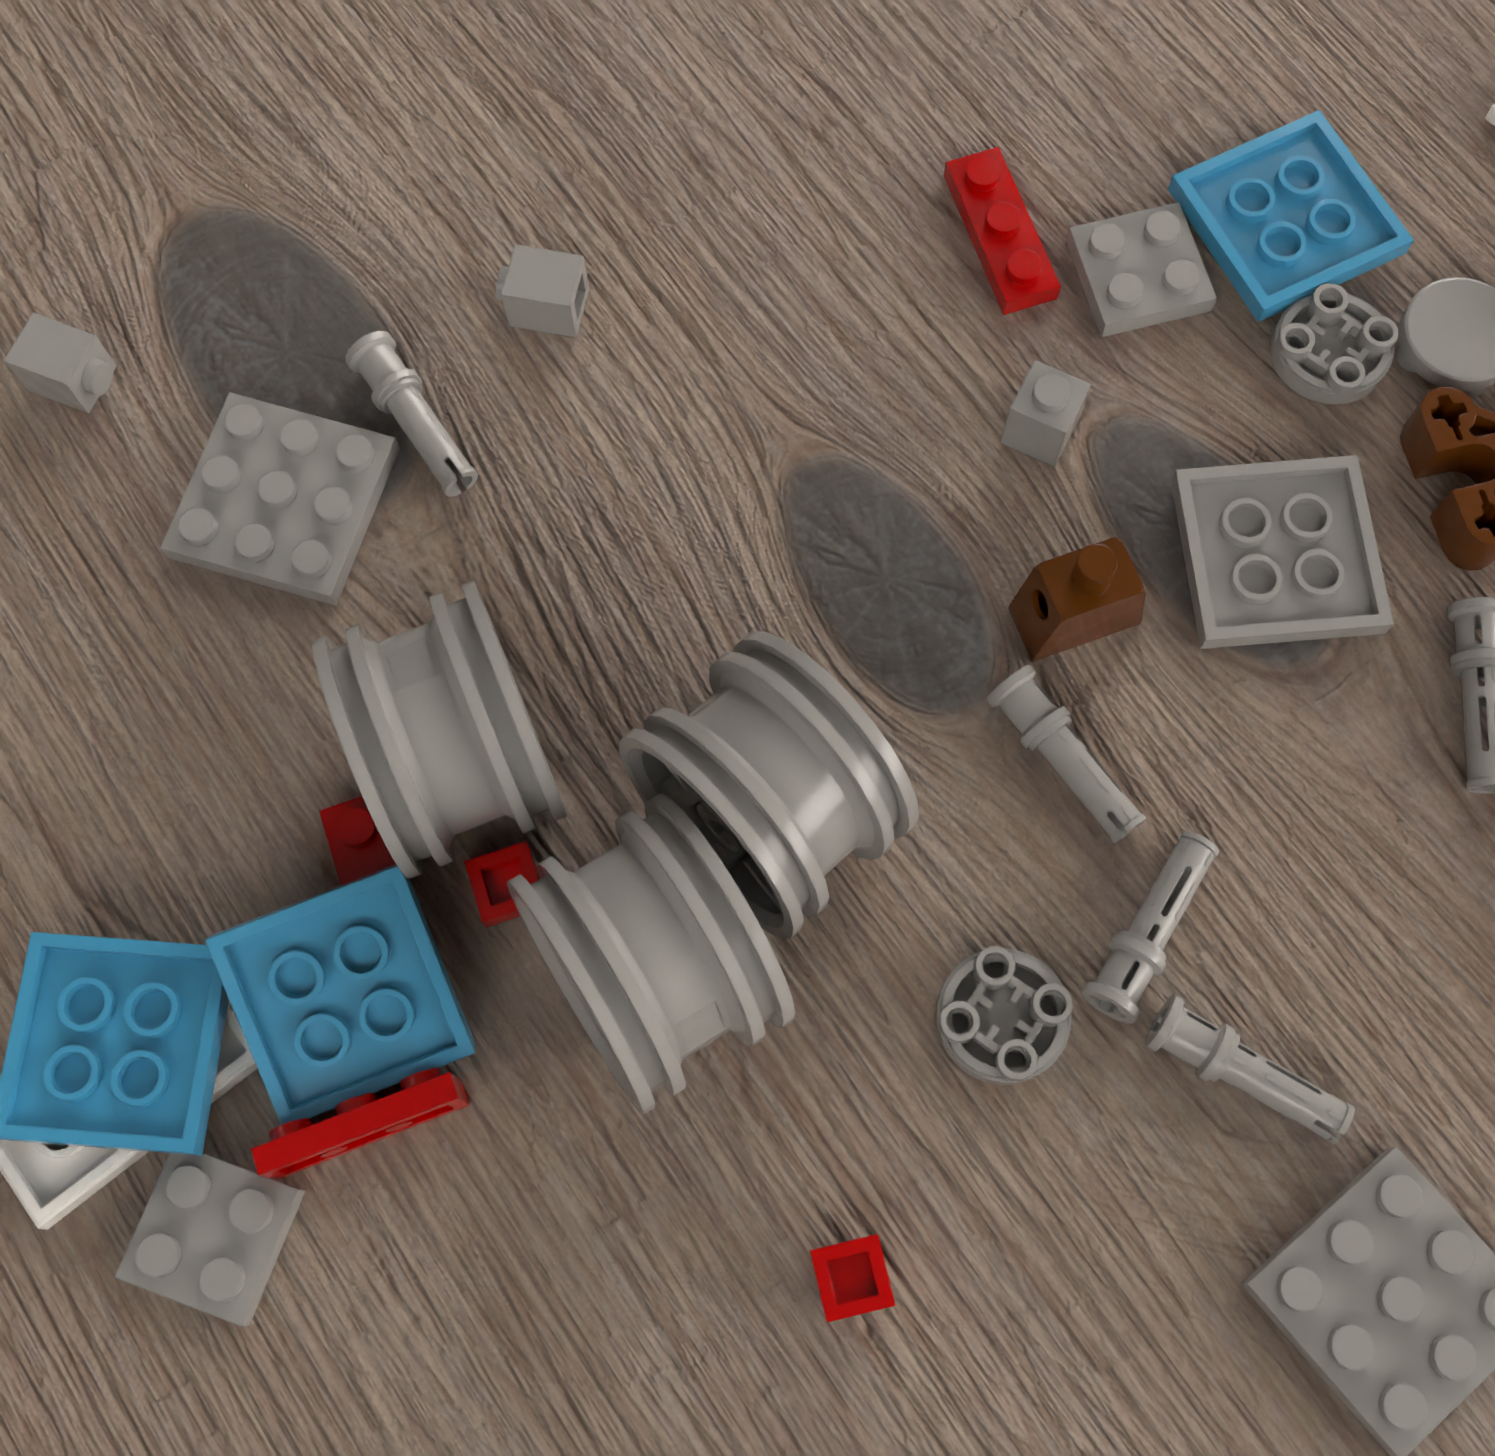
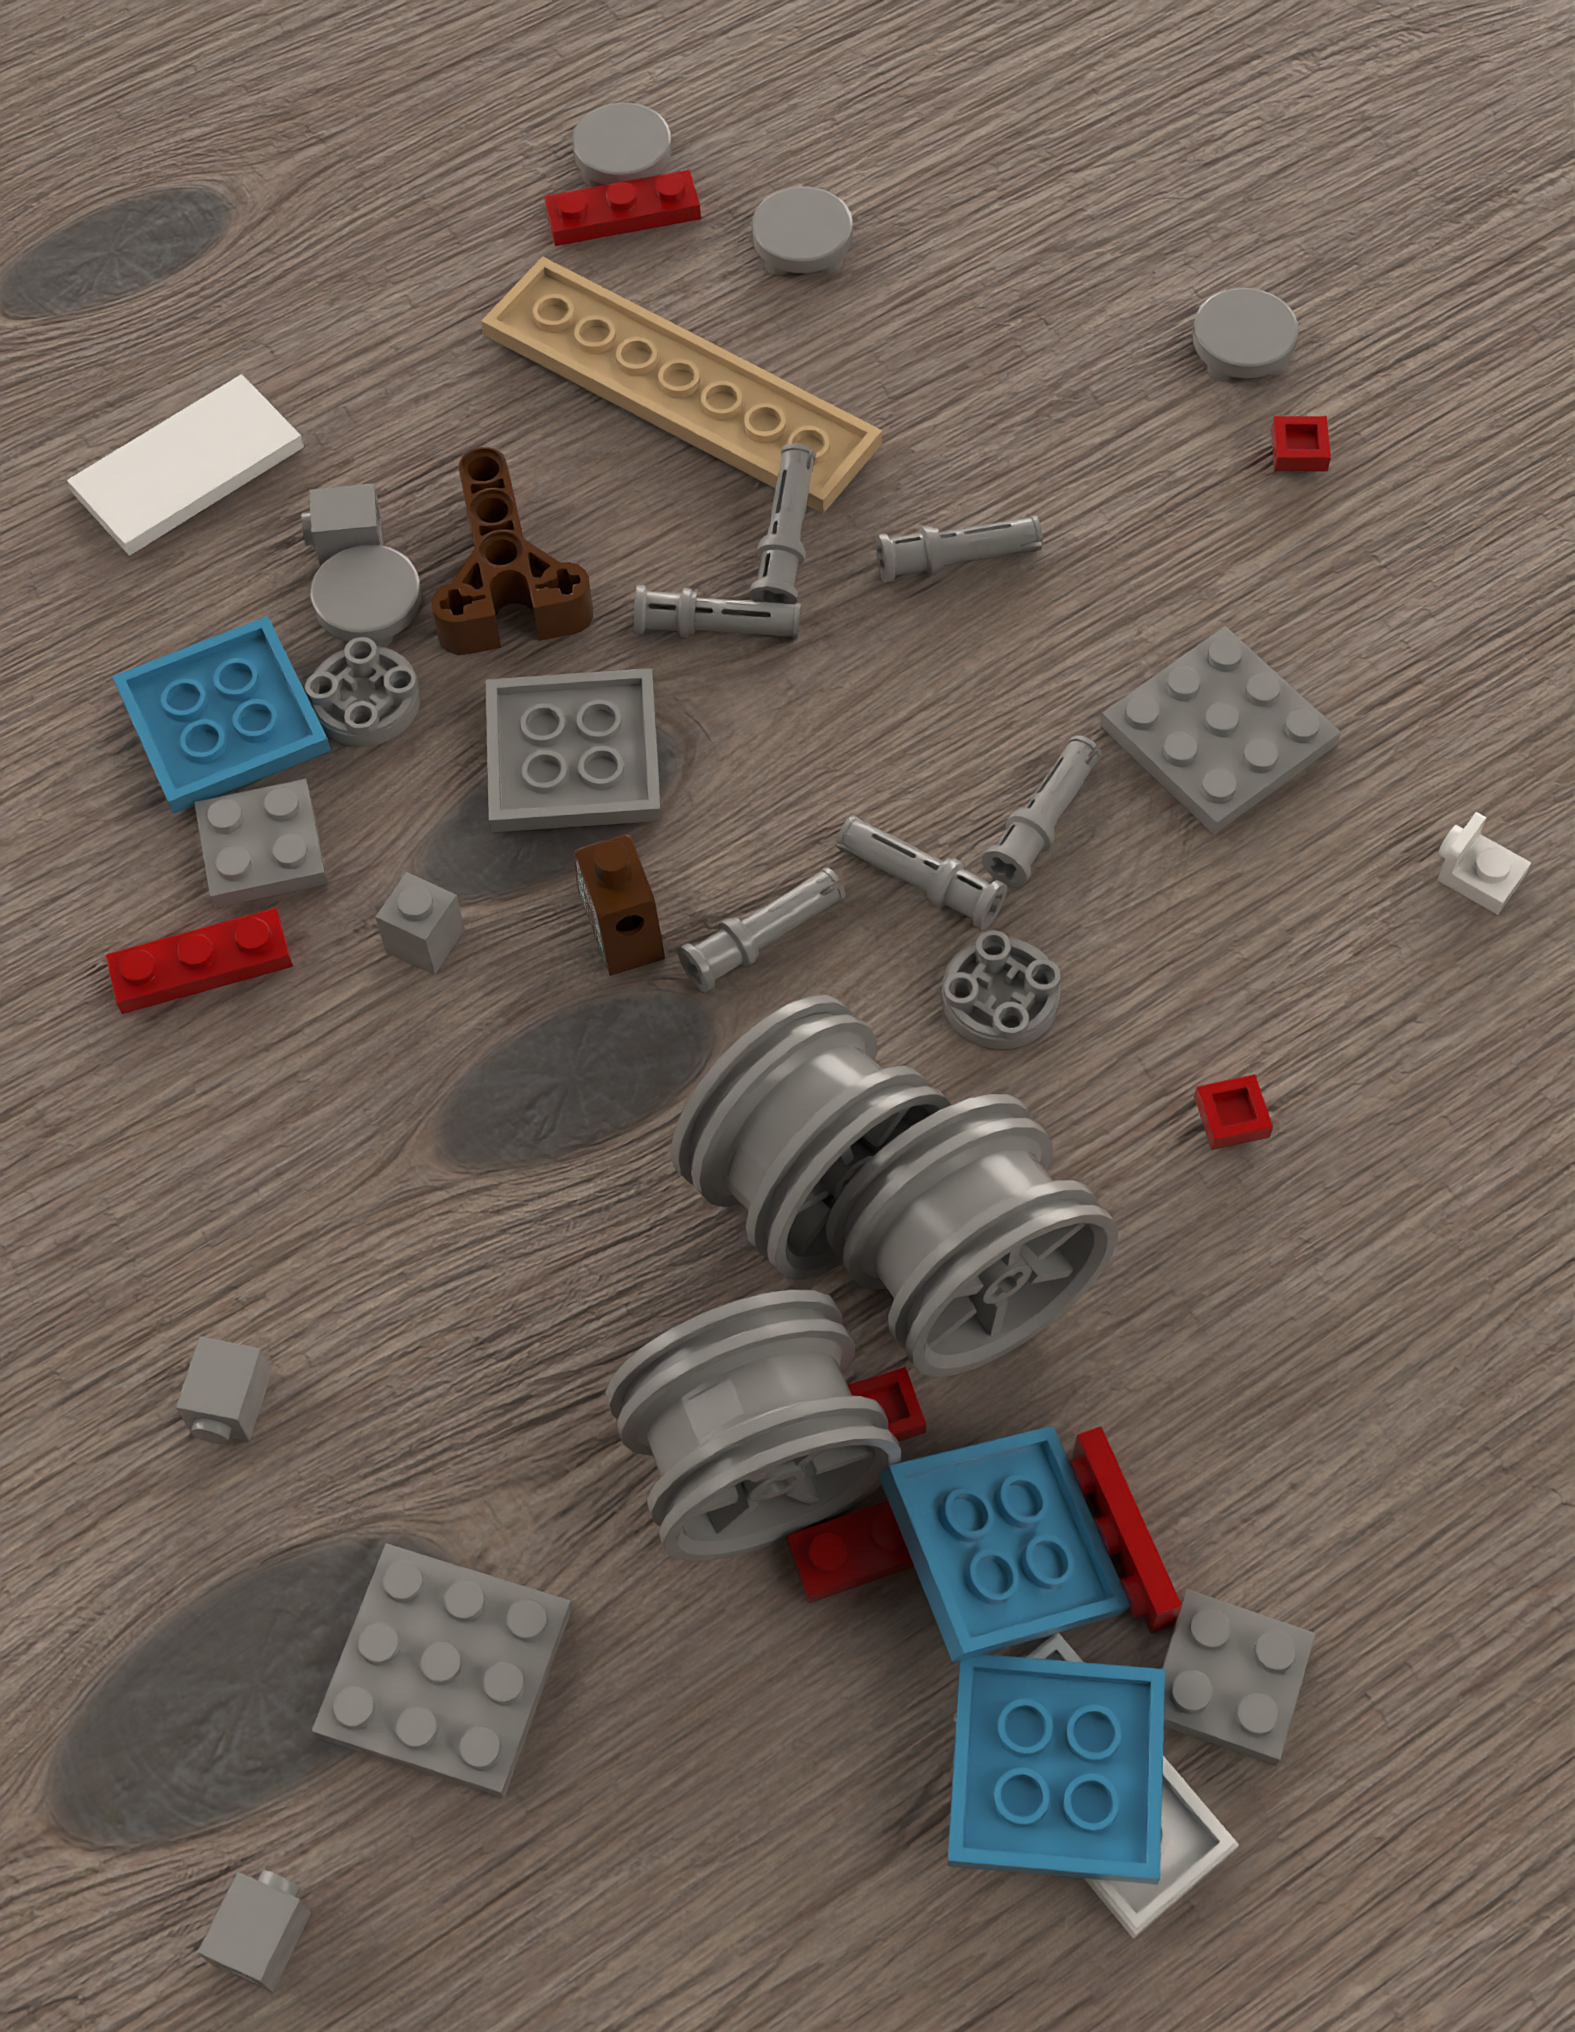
camera: 90 degrees left, 10 degrees down
(399, 393) = (330, 1542): light grey pin -> none

